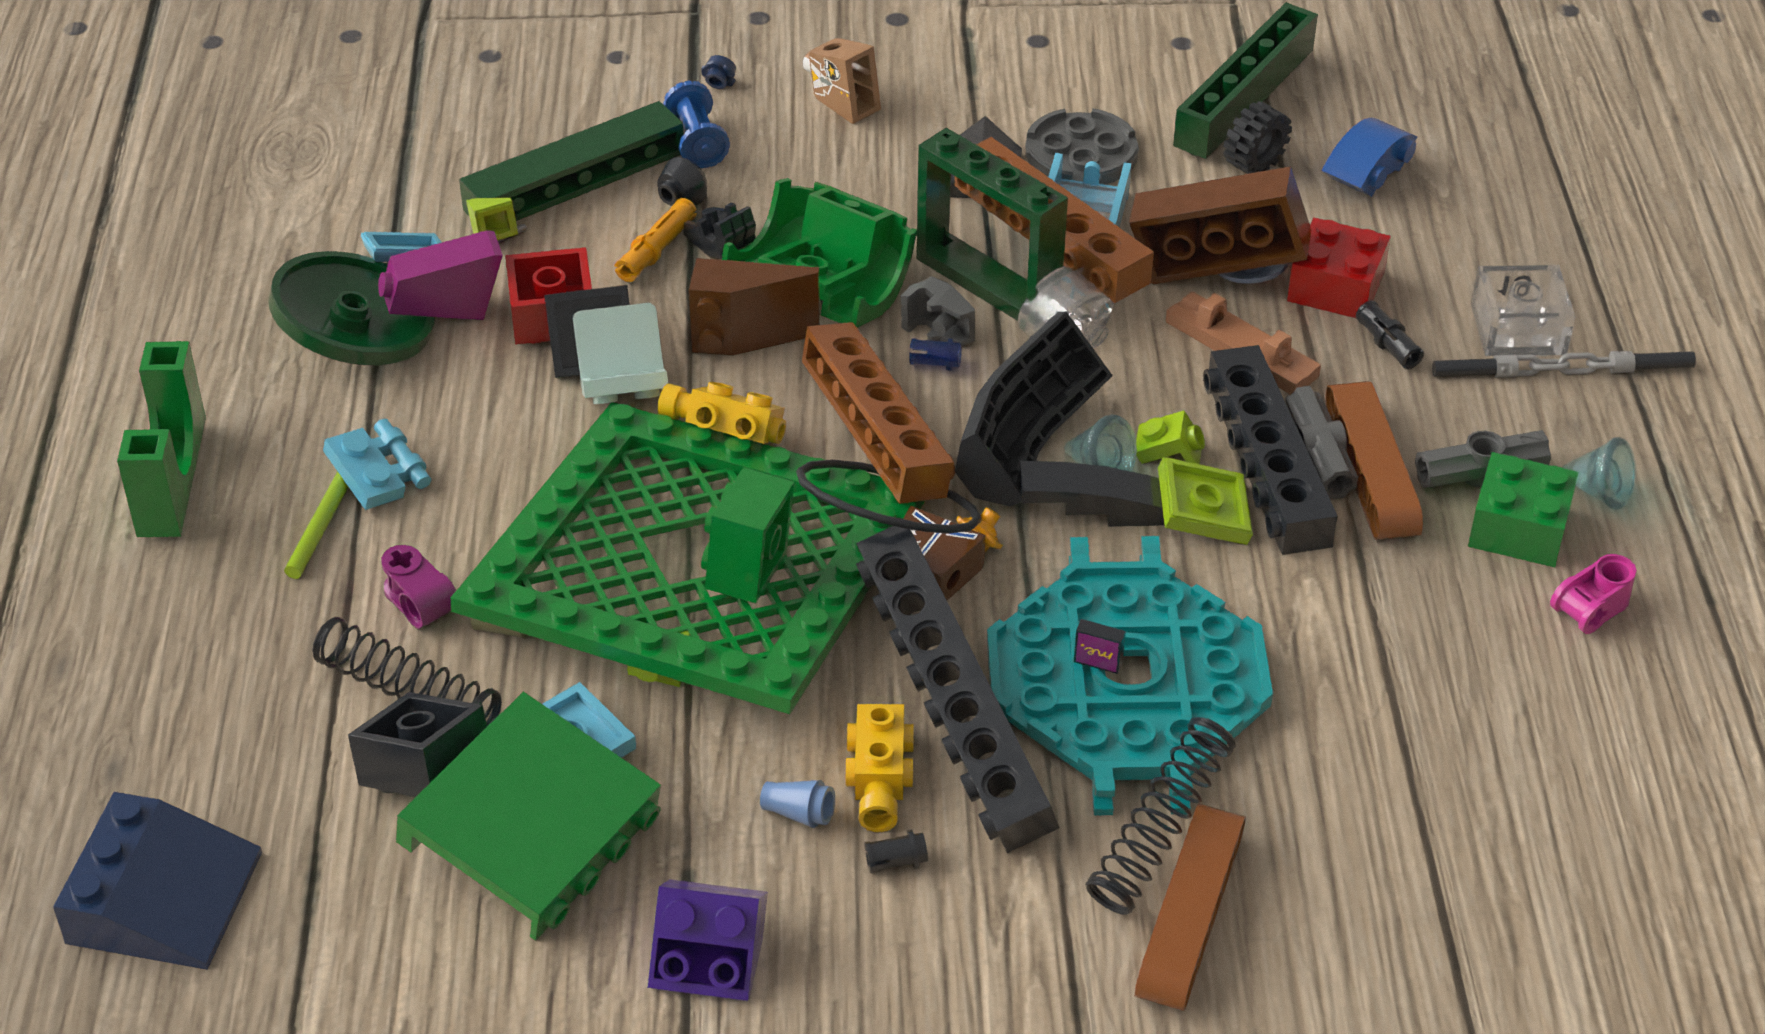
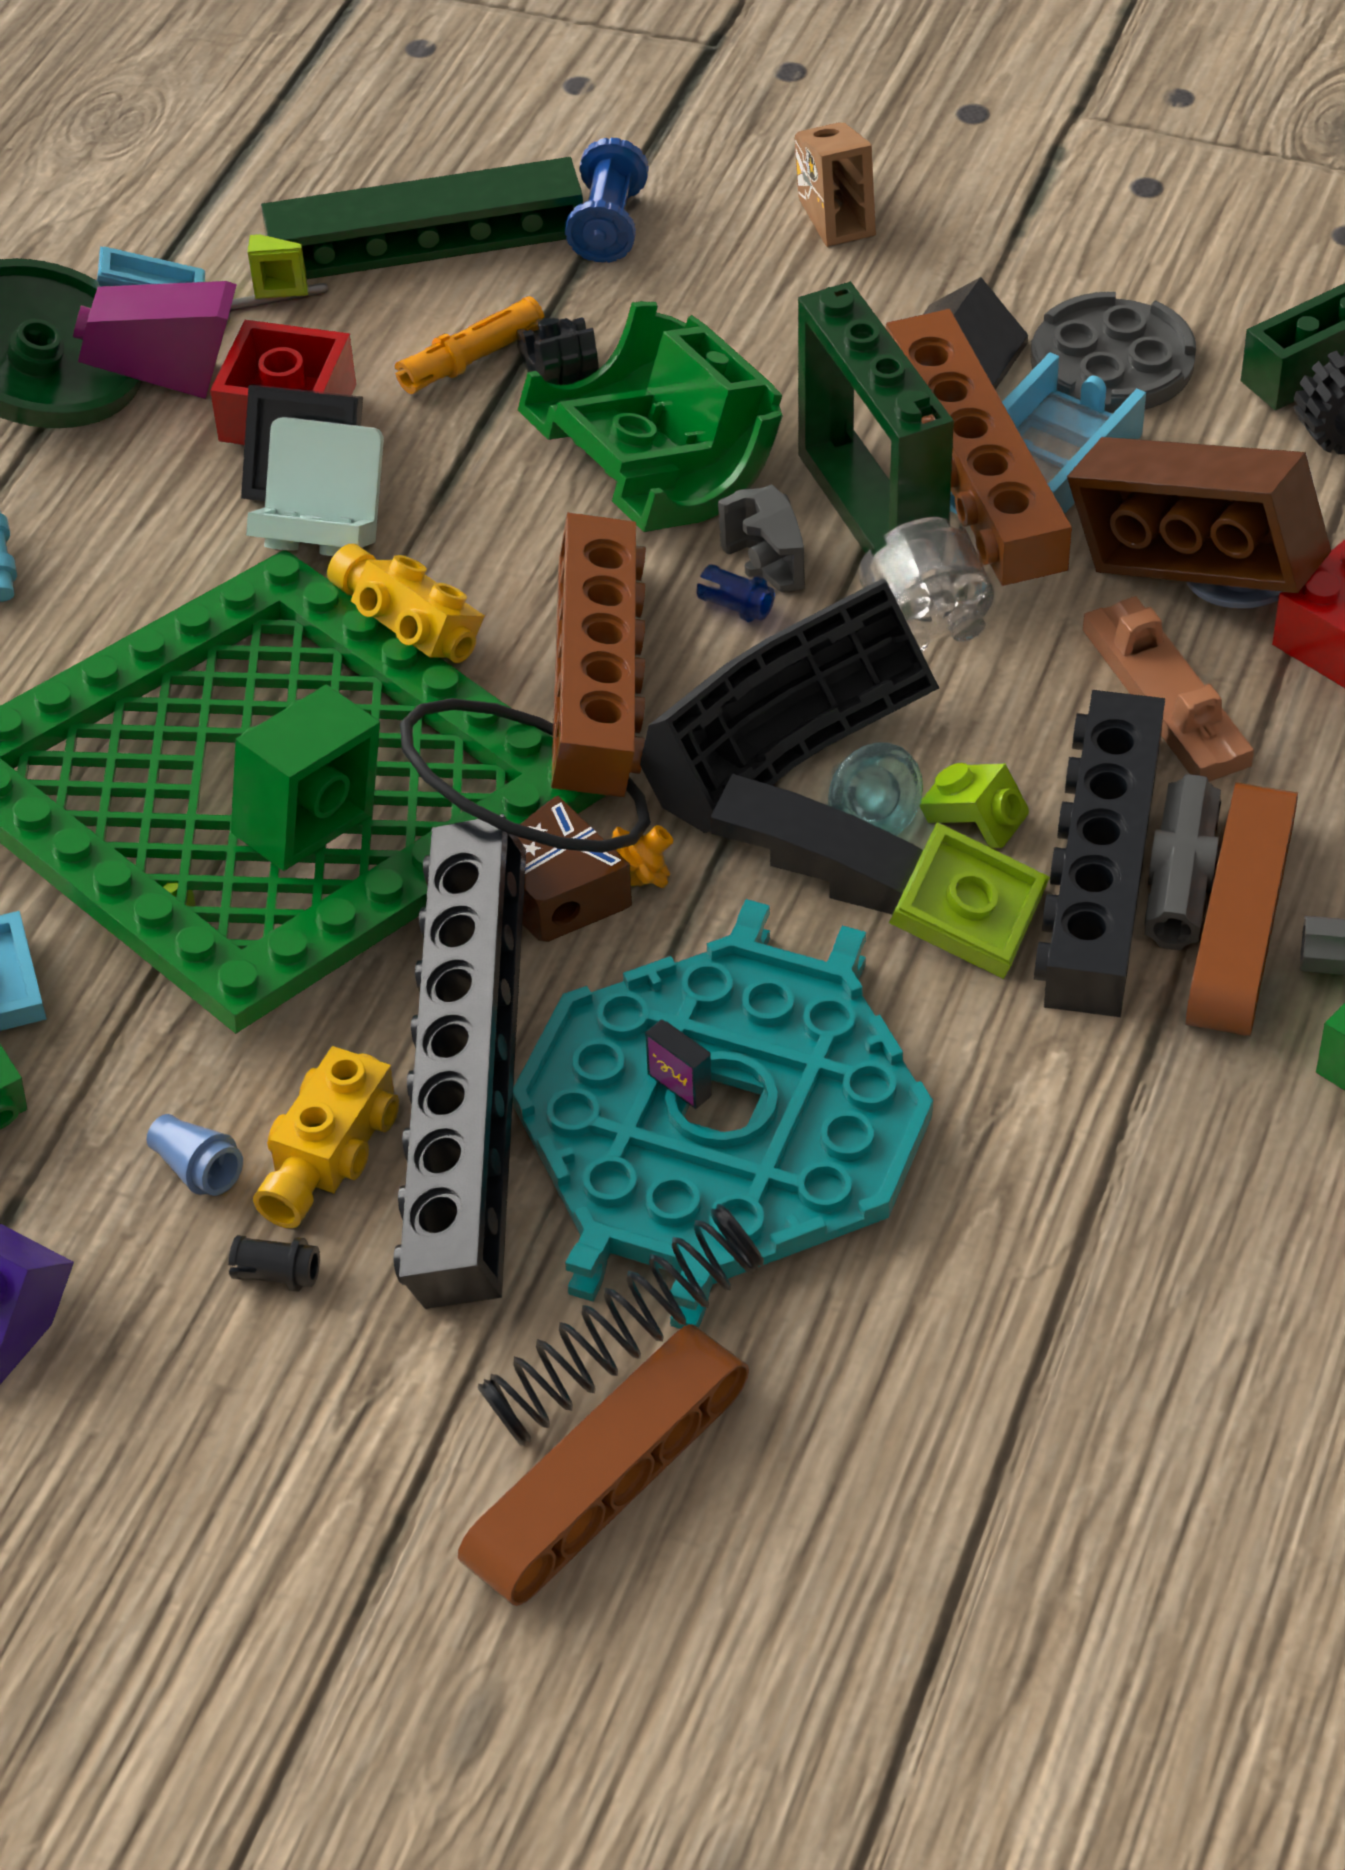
camera: 25 degrees right, 5 degrees up
(682, 180) = (542, 274): black cone -> none
(719, 72) = (686, 135): dark blue plate -> none
(750, 305) = (514, 463): reddish brown slope -> none

